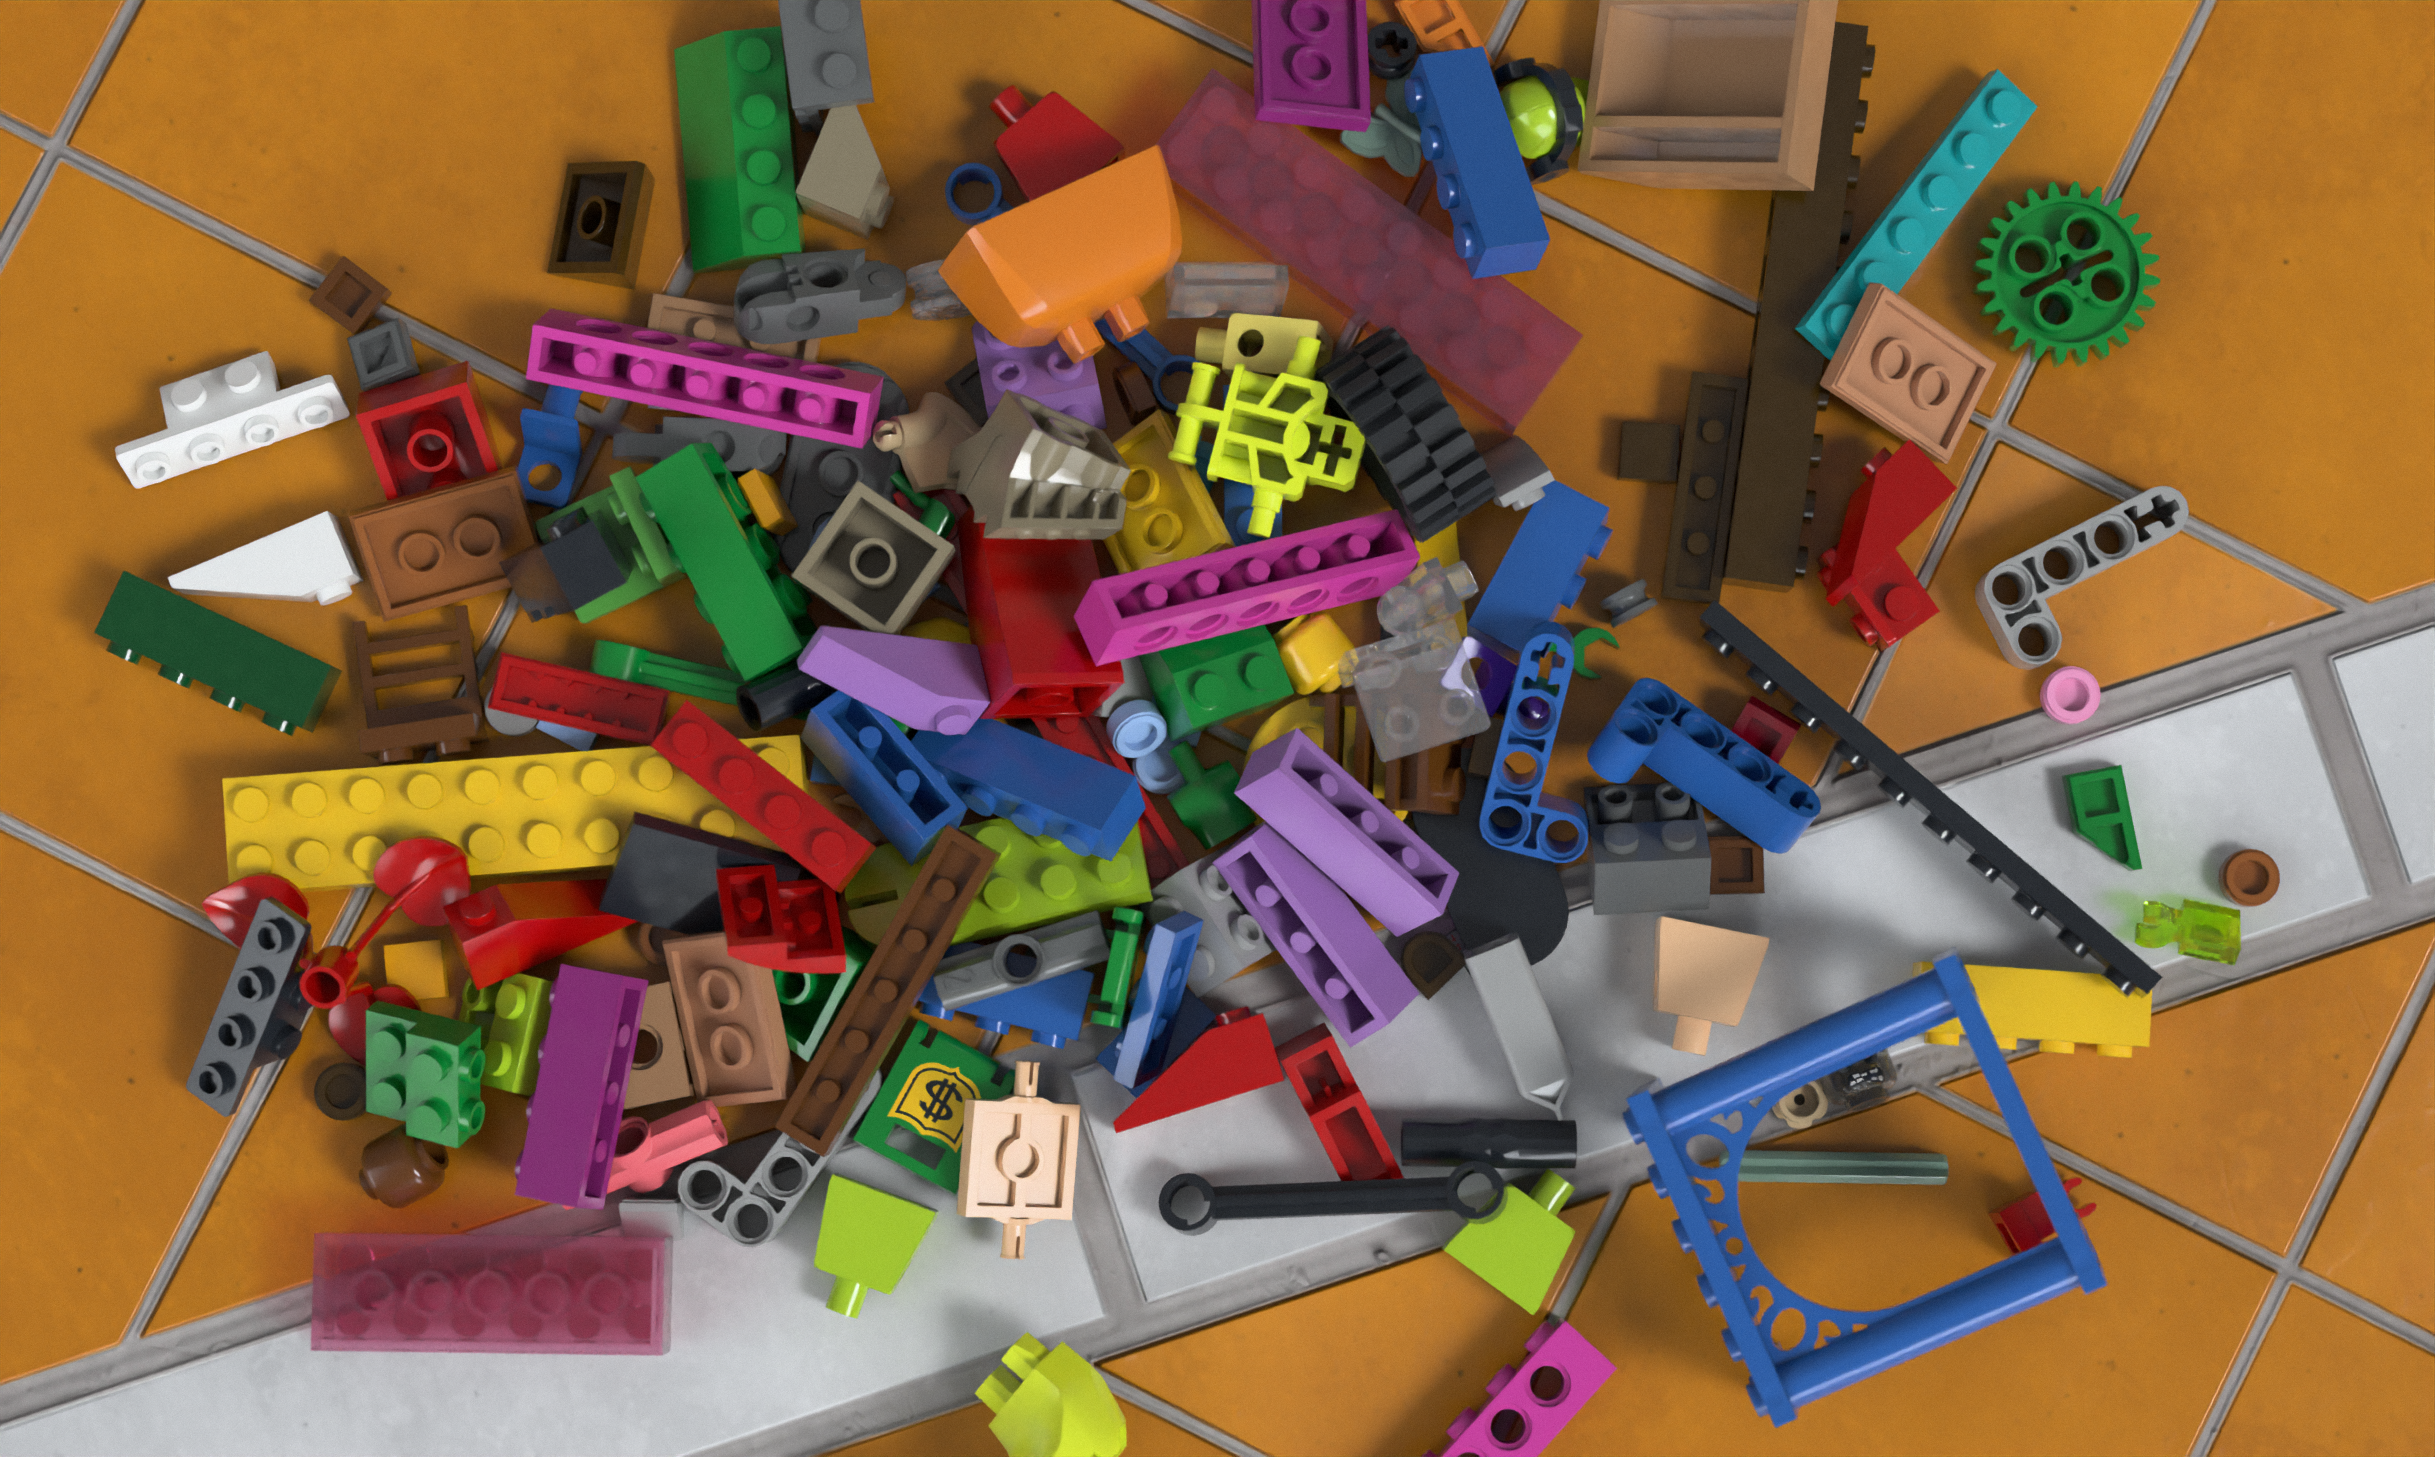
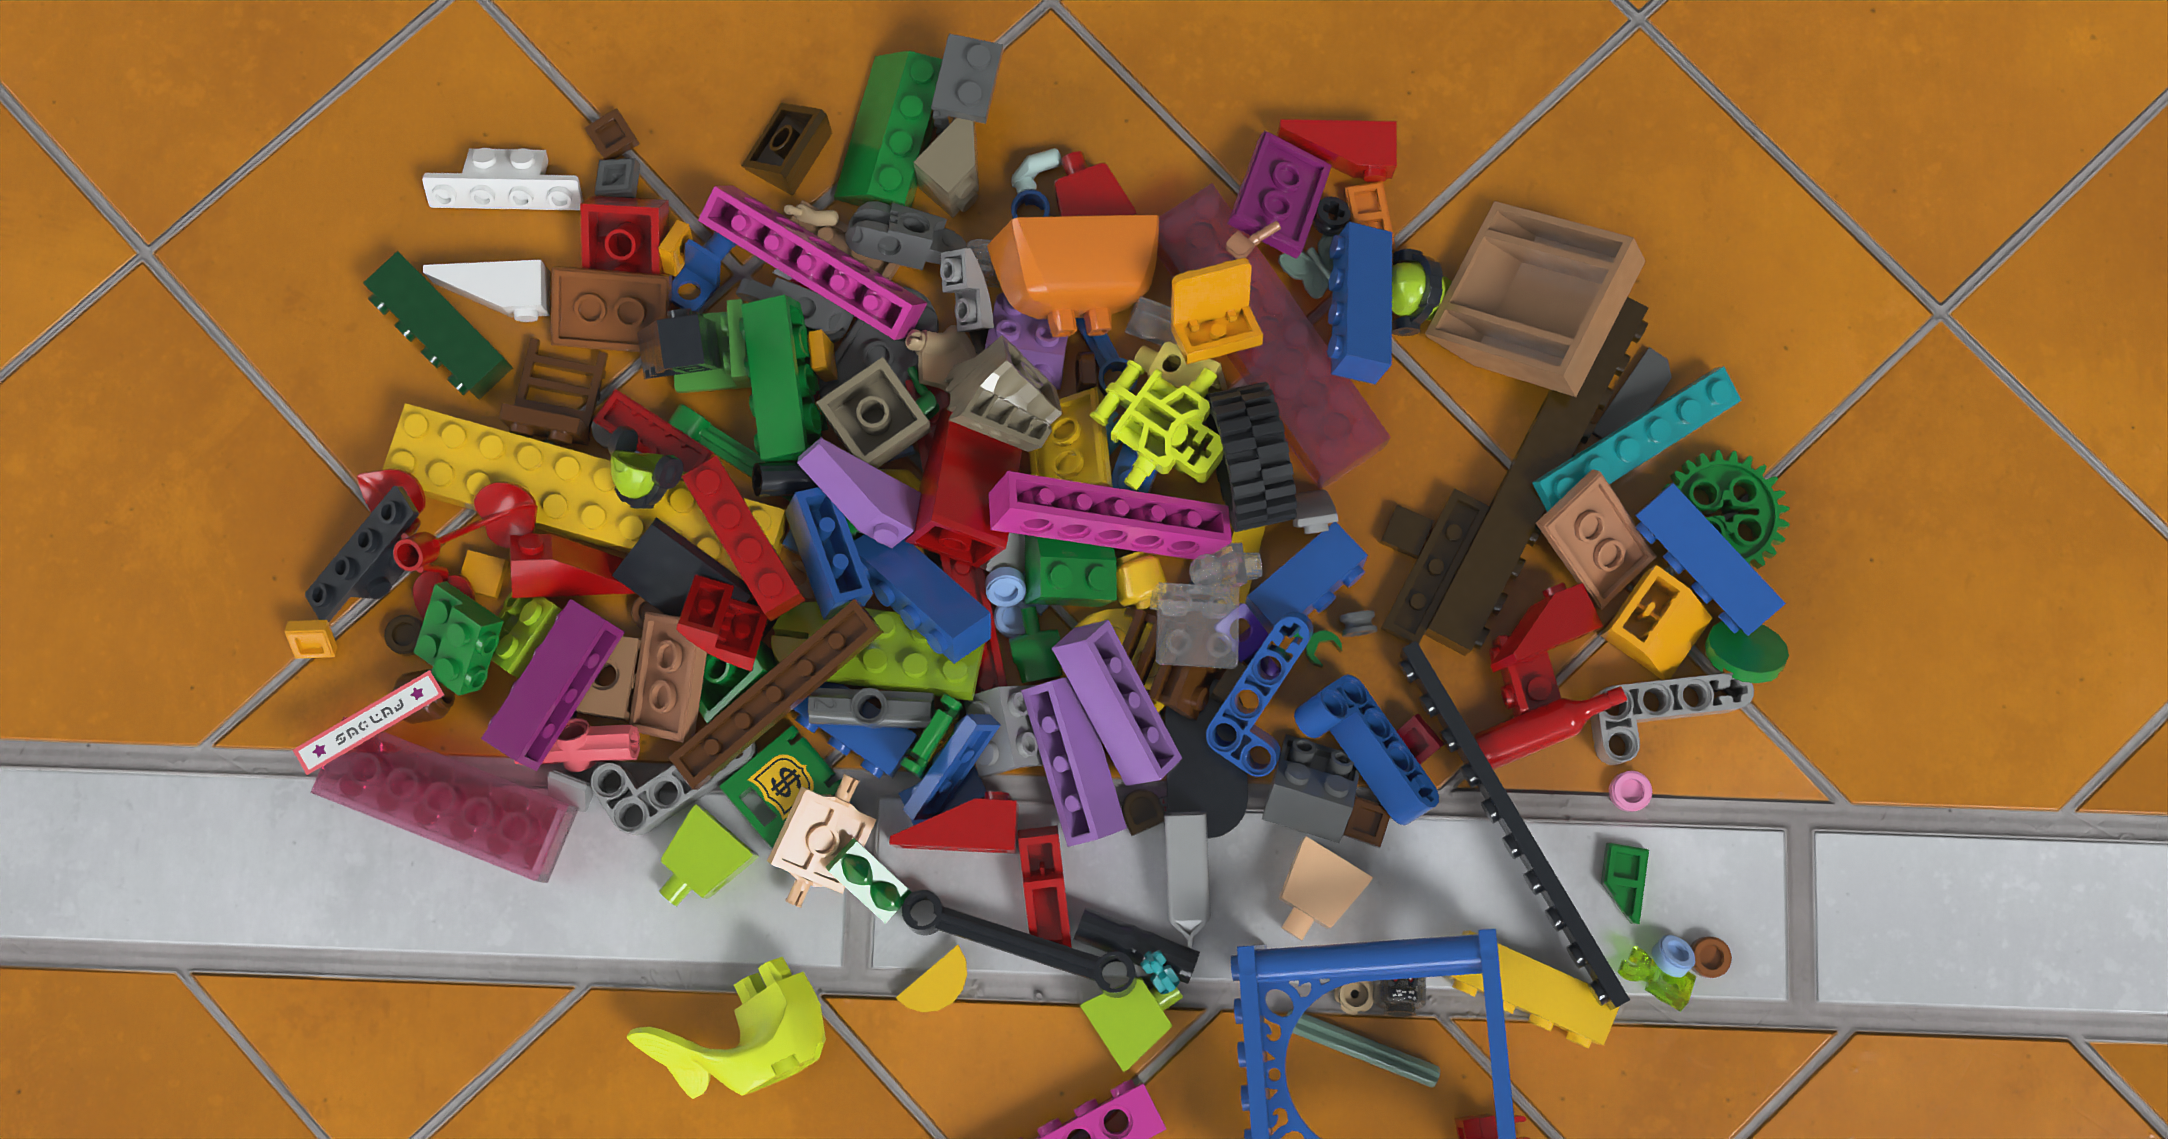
camera: 20 degrees right, 5 degrees down
(219, 1145) = (311, 639): none -> light orange tile
(351, 1228) = (368, 722): none -> sticker
(504, 425) = (673, 248): none -> light orange tile
(594, 762) = (640, 477): none -> cap
(672, 313) = (810, 216): none -> tan piece
(922, 324) = (964, 277): none -> light grey slope
(951, 130) = (1031, 166): none -> light aqua arm
(1101, 1189) = (869, 880): none -> green tile
(1244, 1293) = (938, 985): none -> yellow tile
(1285, 145) = (1241, 246): none -> nougat hand
(1285, 256) = (1214, 311): none -> light orange bracket
(1541, 1173) = (1164, 977): none -> teal piece
(1892, 148) = (1636, 394): none -> dark grey piece
(1923, 655) = (1542, 727): none -> red piece
(2029, 456) = (1658, 623): none -> light orange slope
(2067, 348) = (1709, 559): none -> blue brick
(2159, 450) = (1749, 658): none -> green tile
(2201, 894) = (1673, 956): none -> light blue tile

